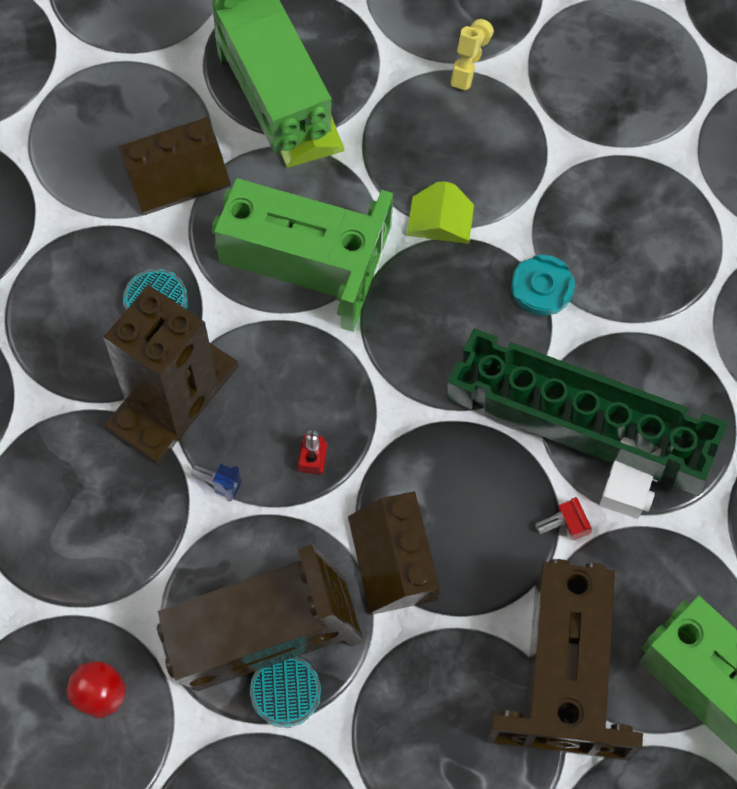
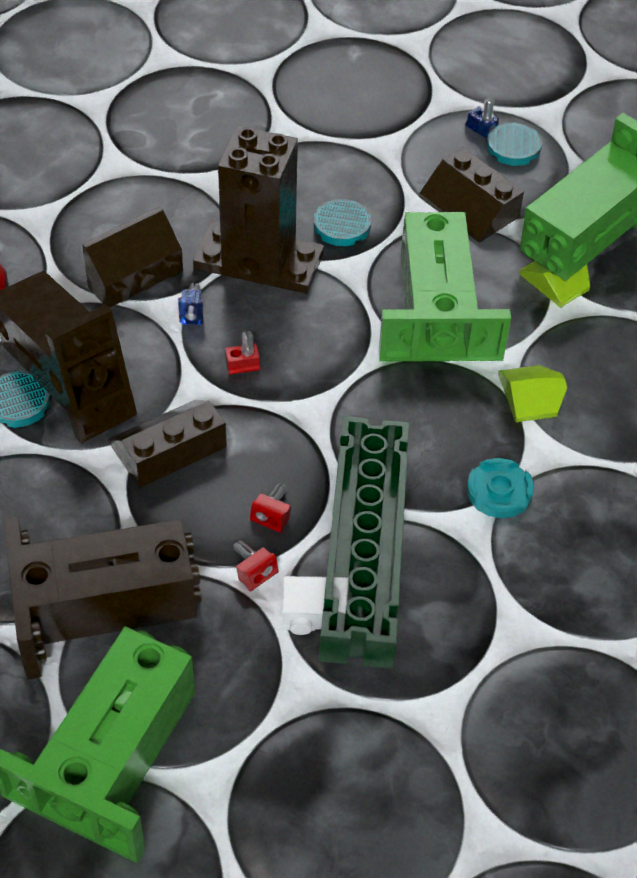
camera: 70 degrees right, 15 degrees down
(66, 114) = (481, 119): none -> clear blue piece
(109, 100) = (514, 144): none -> tile
(147, 519) = (132, 257): none -> dark brown slope
(513, 488) = (270, 510): none -> red piece

